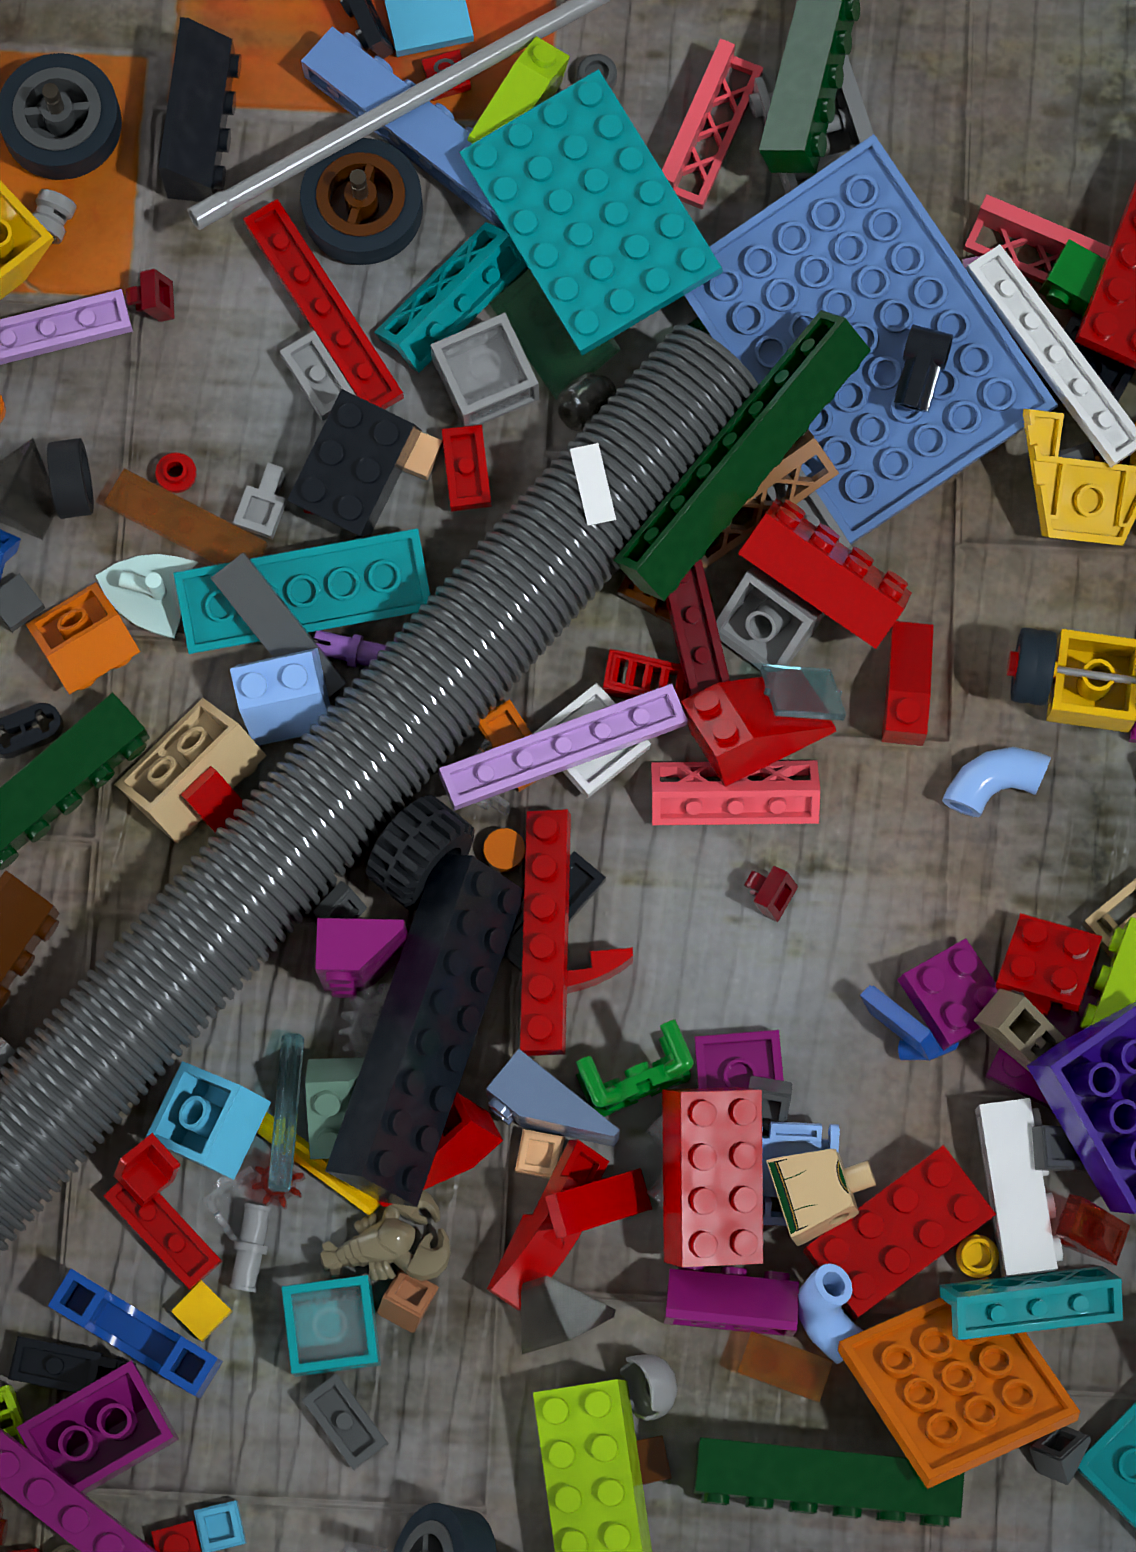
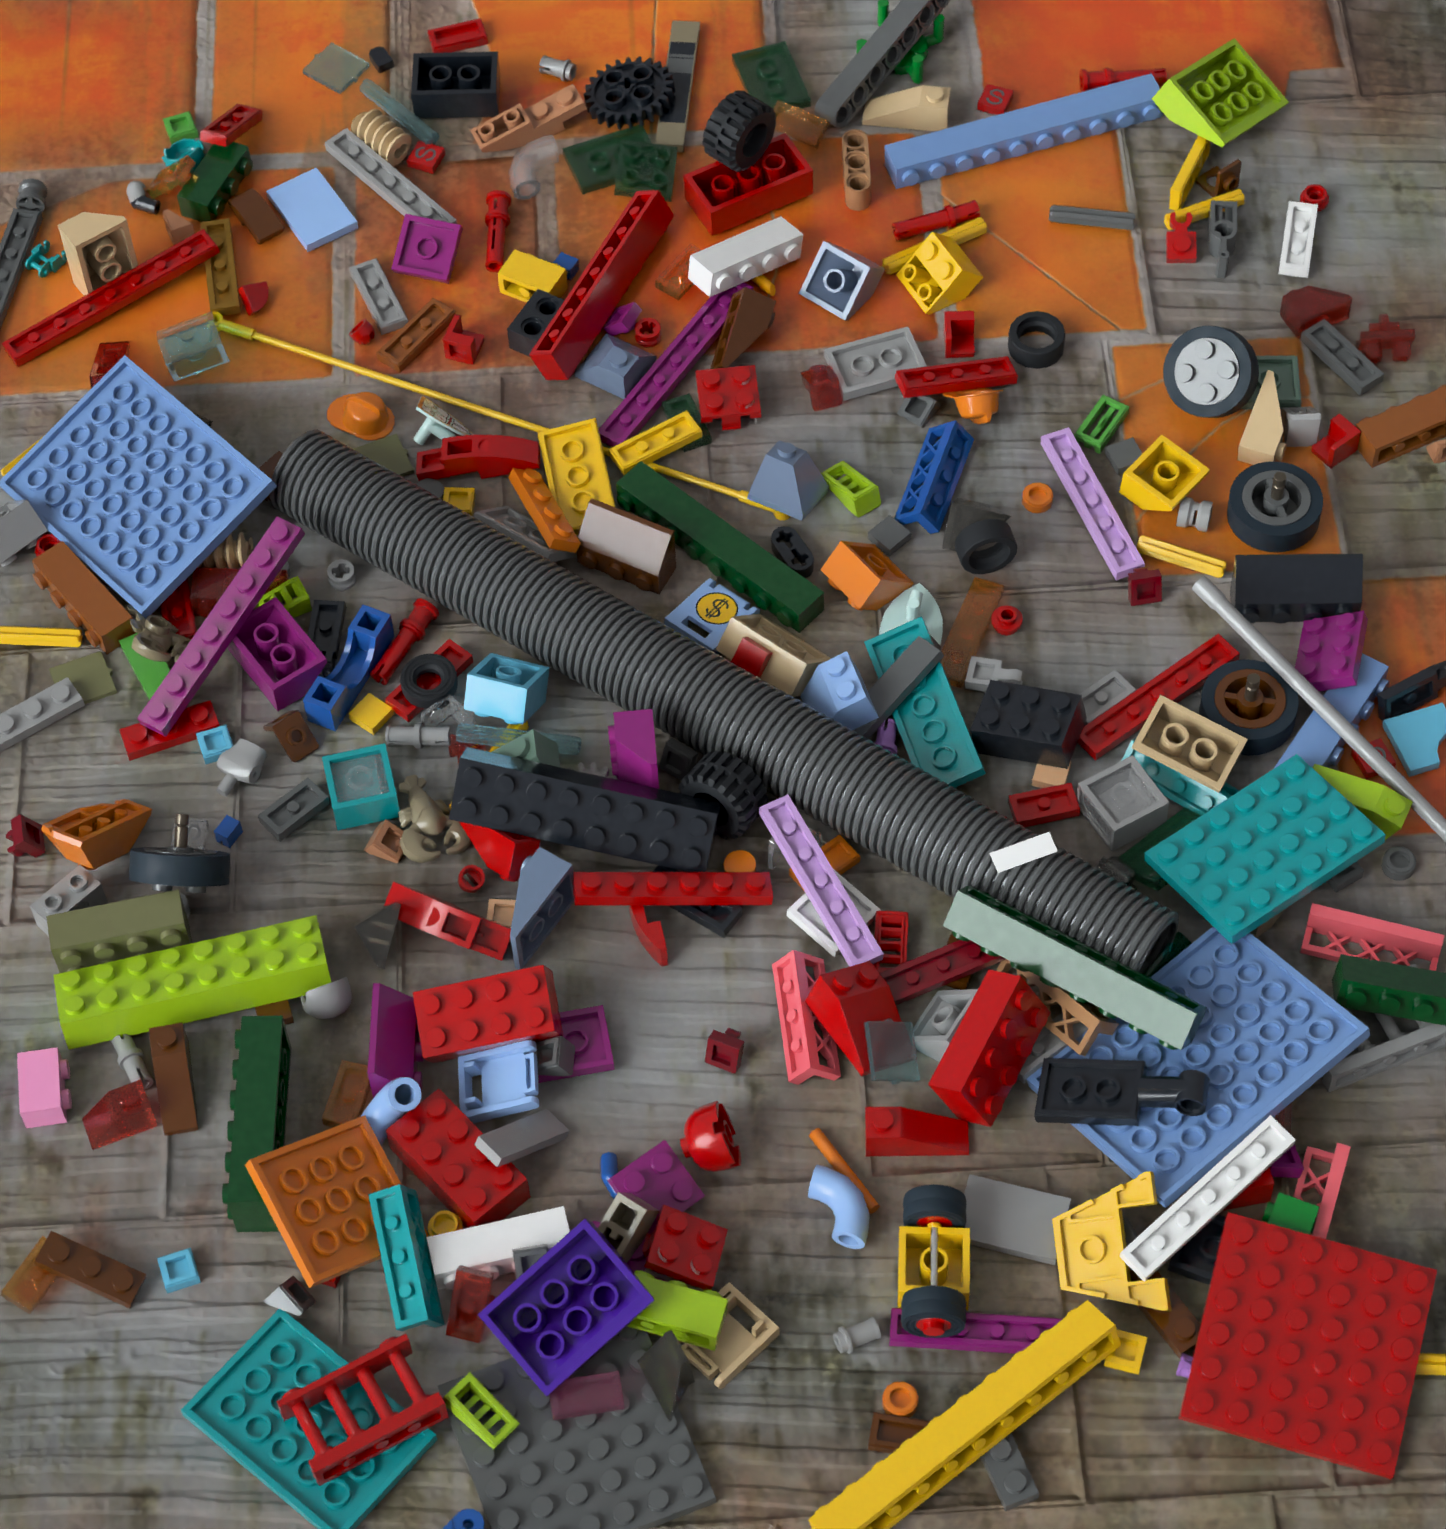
camera: 85 degrees right, 20 degrees down
(78, 1248) = (411, 630): none -> red pin
(109, 245) = (1181, 556): none -> yellow axle
(110, 838) = (711, 610): none -> light blue container
(147, 1169) = (467, 653): red panel -> none
(175, 1198) = (428, 664): none -> black tyre
(221, 1420) = (293, 735): none -> reddish brown bracket
(264, 1490) = (240, 763): none -> light grey piece
(297, 89) = (1332, 650): none -> magenta plate
(365, 1512) = (228, 831): none -> blue piece
(419, 279) = (1189, 743): none -> tan slope
(478, 1184) = (475, 875): none -> red hinge
(598, 1203) = (460, 937): red tile -> none
(640, 1079) = (553, 952): green plate -> none
(817, 1191) = (478, 1084): tan torso -> none
(883, 1147) = (521, 1137): none -> light grey tile
(890, 467) = (1089, 1091): none -> black tile
(900, 1022) = (626, 1144): blue tile -> none
(903, 920) = (710, 1138): none -> red cylinder
(939, 774) = (841, 1166): none -> orange bar
(1025, 584) = (1013, 1218): none -> light grey tile

